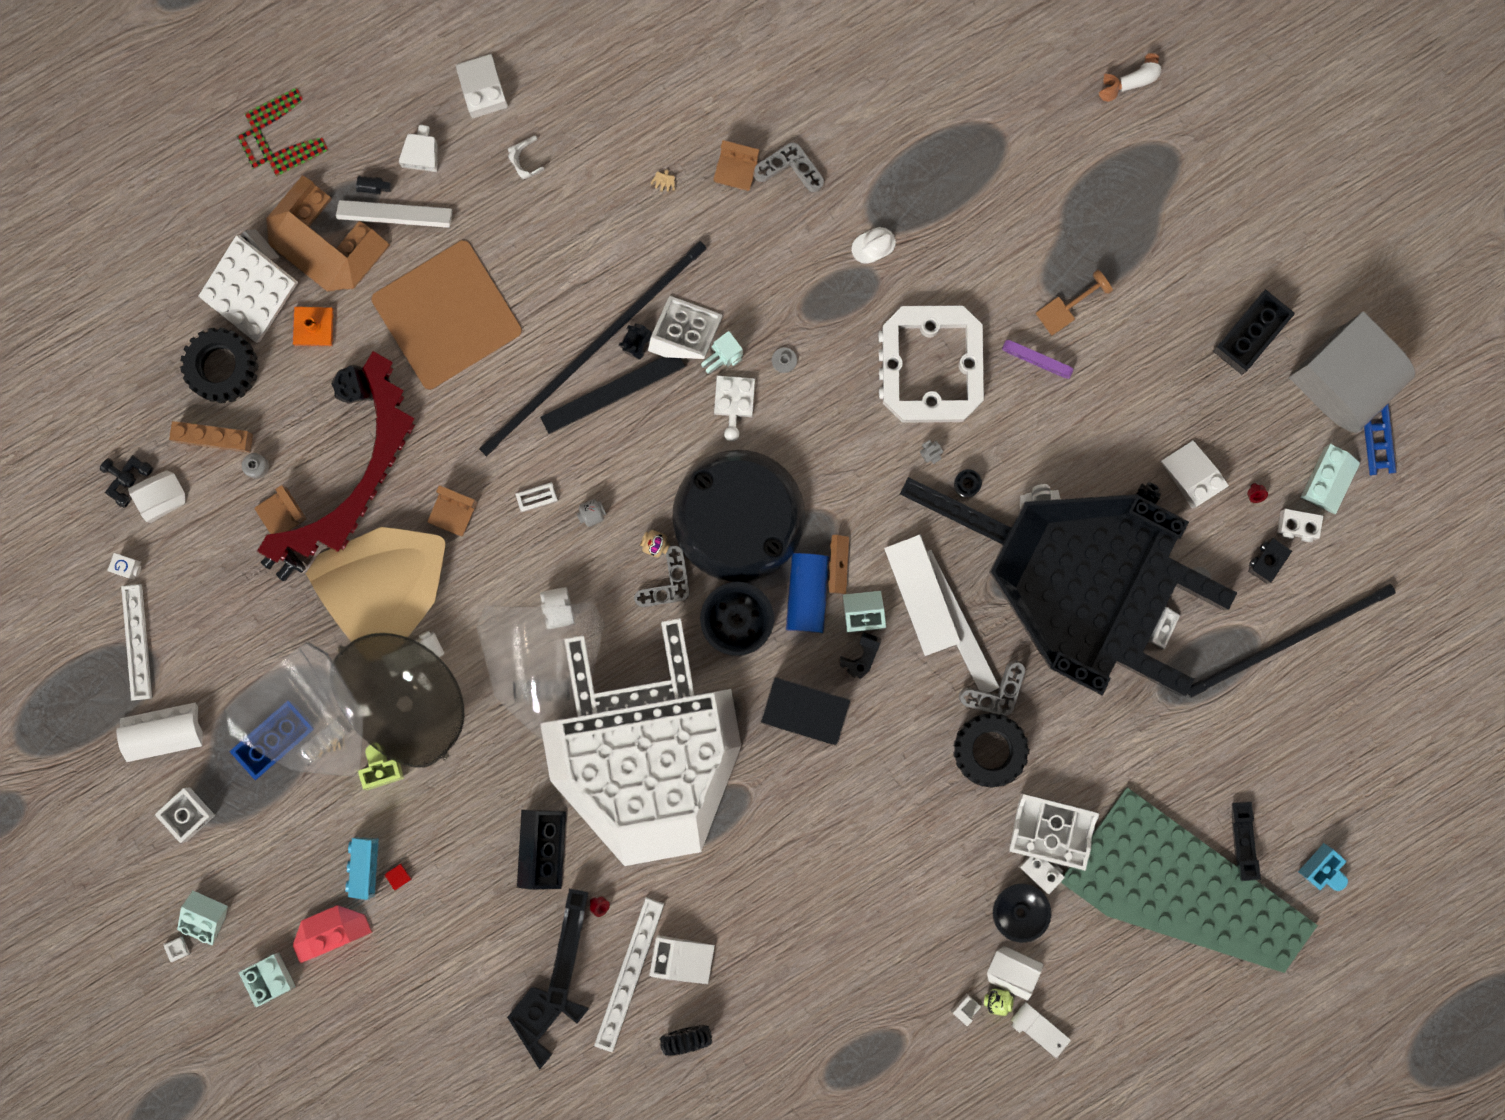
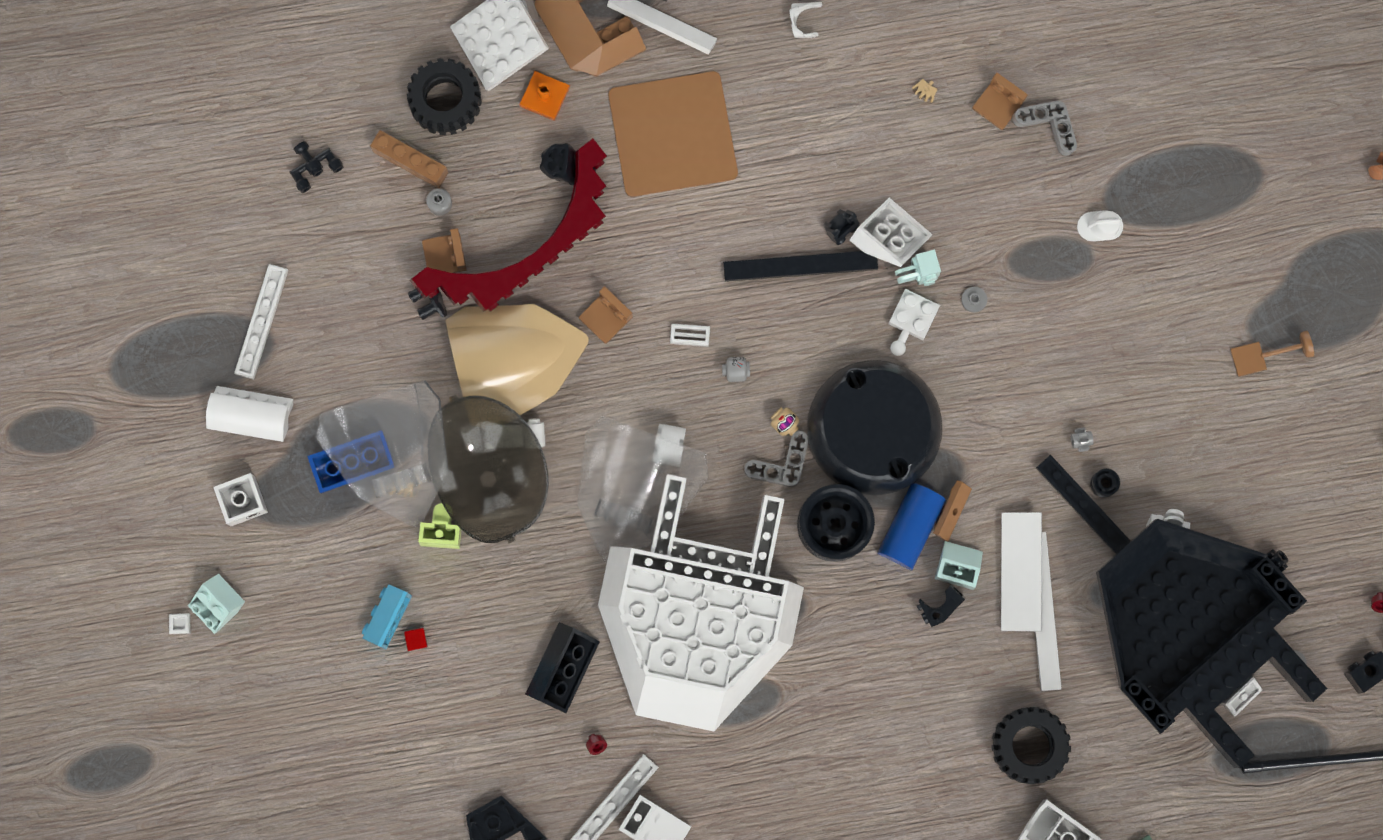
camera: 15 degrees right, 5 degrees down
(124, 566) = (280, 246): white brick -> none
(157, 496) = (337, 194): white slope -> none
(267, 979) = (253, 686): light aqua slope -> none
(329, 931) = (329, 665): coral wedge -> none
(493, 442) = (671, 267): black piece -> none
(567, 949) = (550, 772): black arch -> none
(805, 711) = (868, 635): black piece -> none
(942, 317) = (1139, 318): white panel -> none
(997, 700) = (1055, 700): light grey beam -> none
(1037, 359) = (1216, 392): medium lavender beam -> none
(1194, 474) = (1326, 561): white slope -> none

